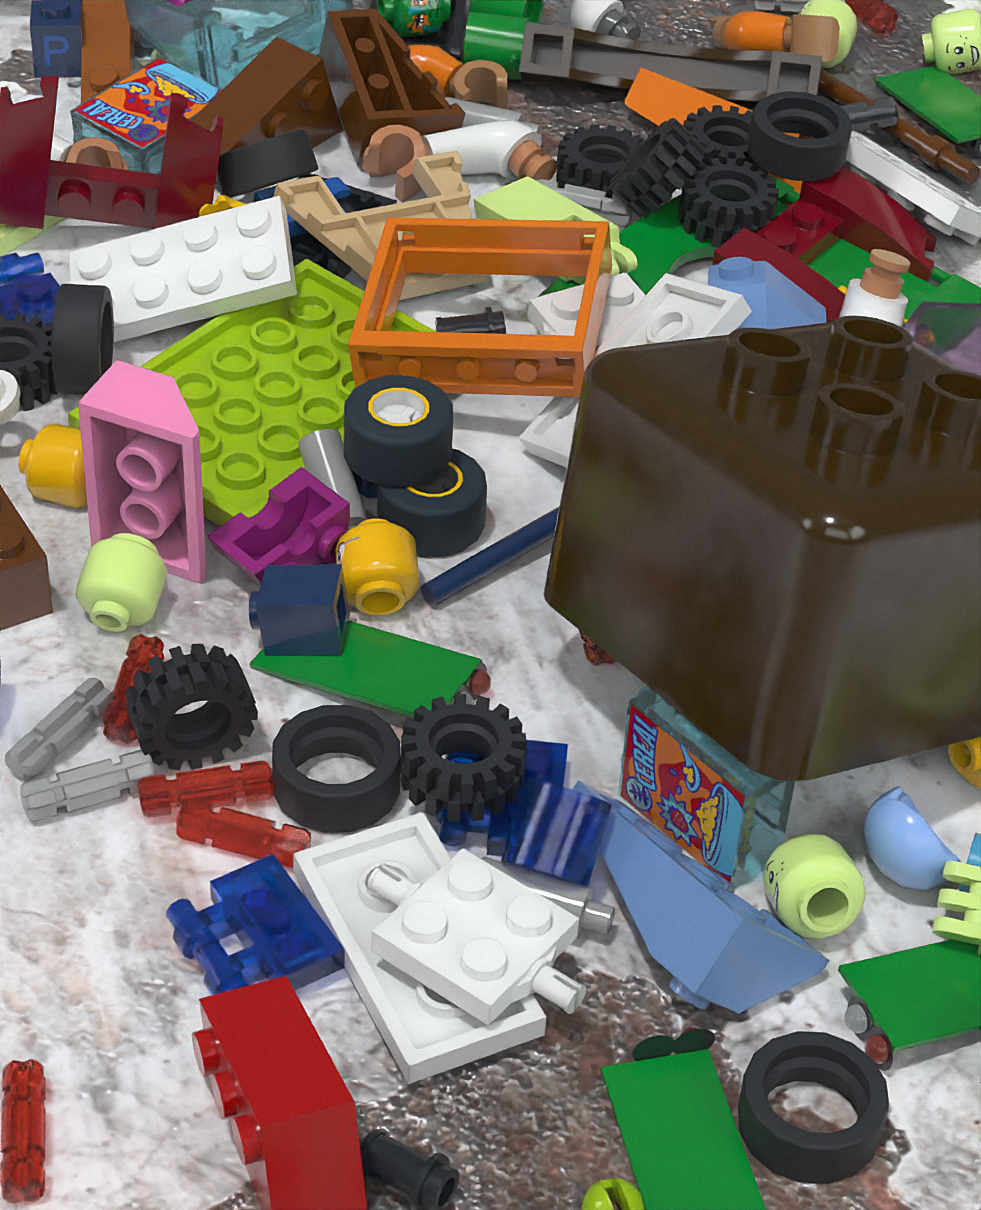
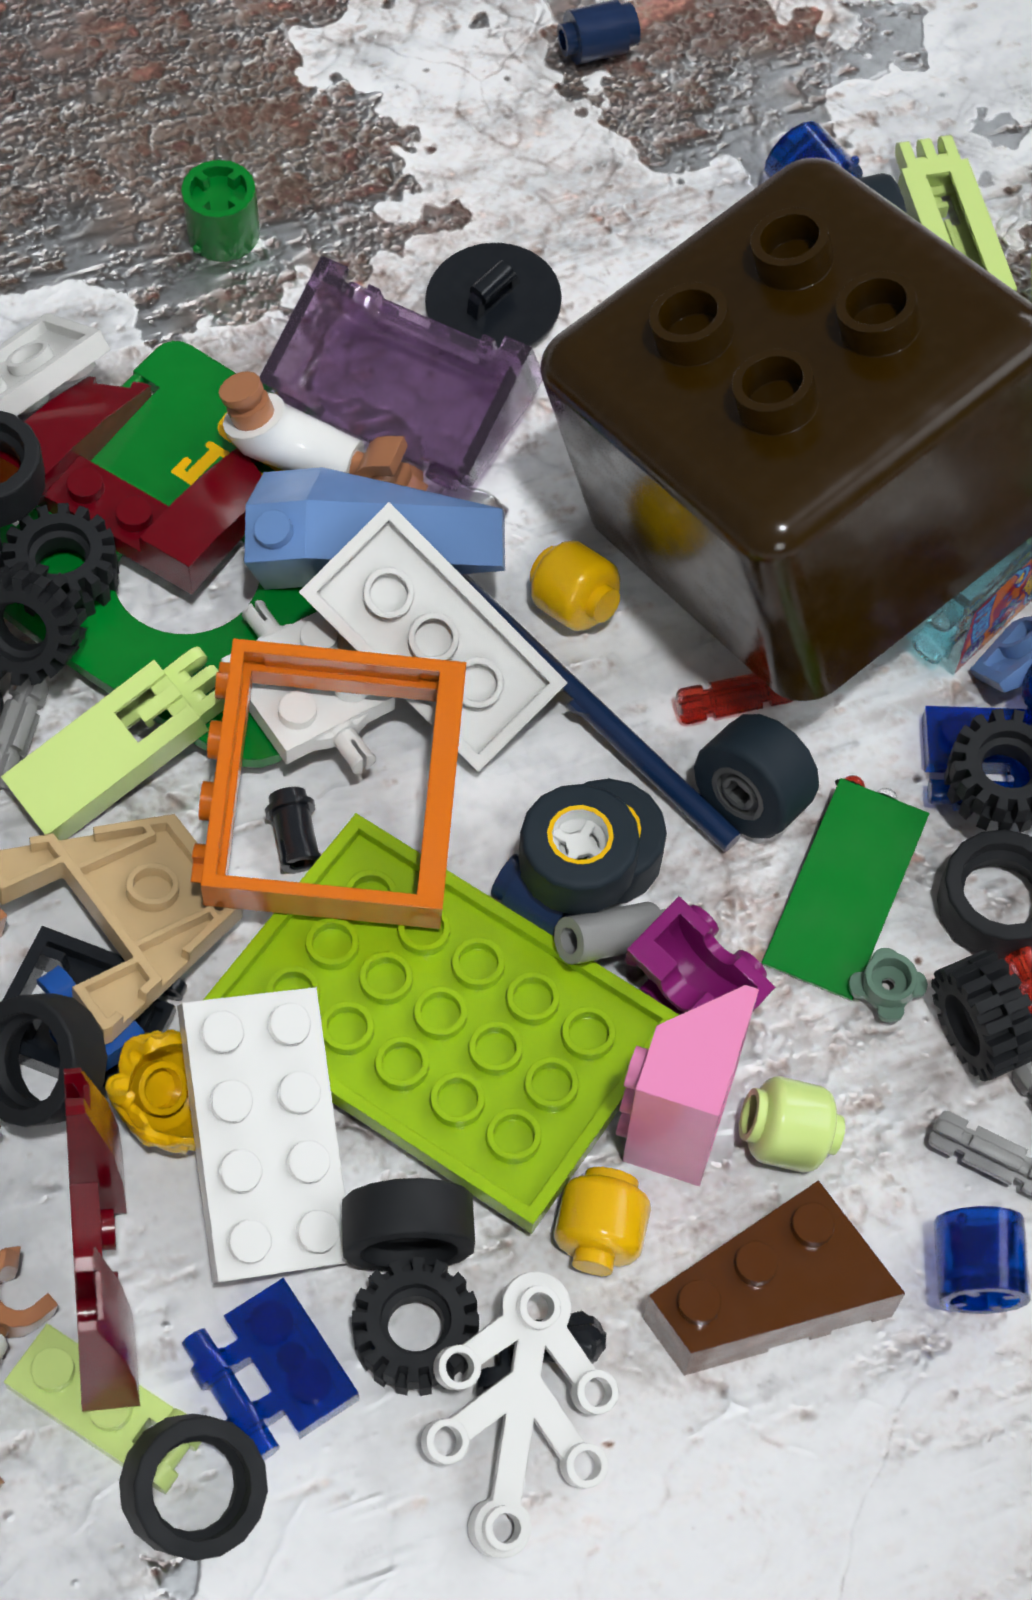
camera: 95 degrees left, 20 degrees up
(116, 717) = (922, 1096): clear red axle -> none
(264, 674) = (891, 966): none -> sand green plate
(301, 610) = (810, 941): dark blue brick -> none
(378, 566) = (725, 880): yellow head -> none
(482, 587) = (757, 775): none -> black wheel

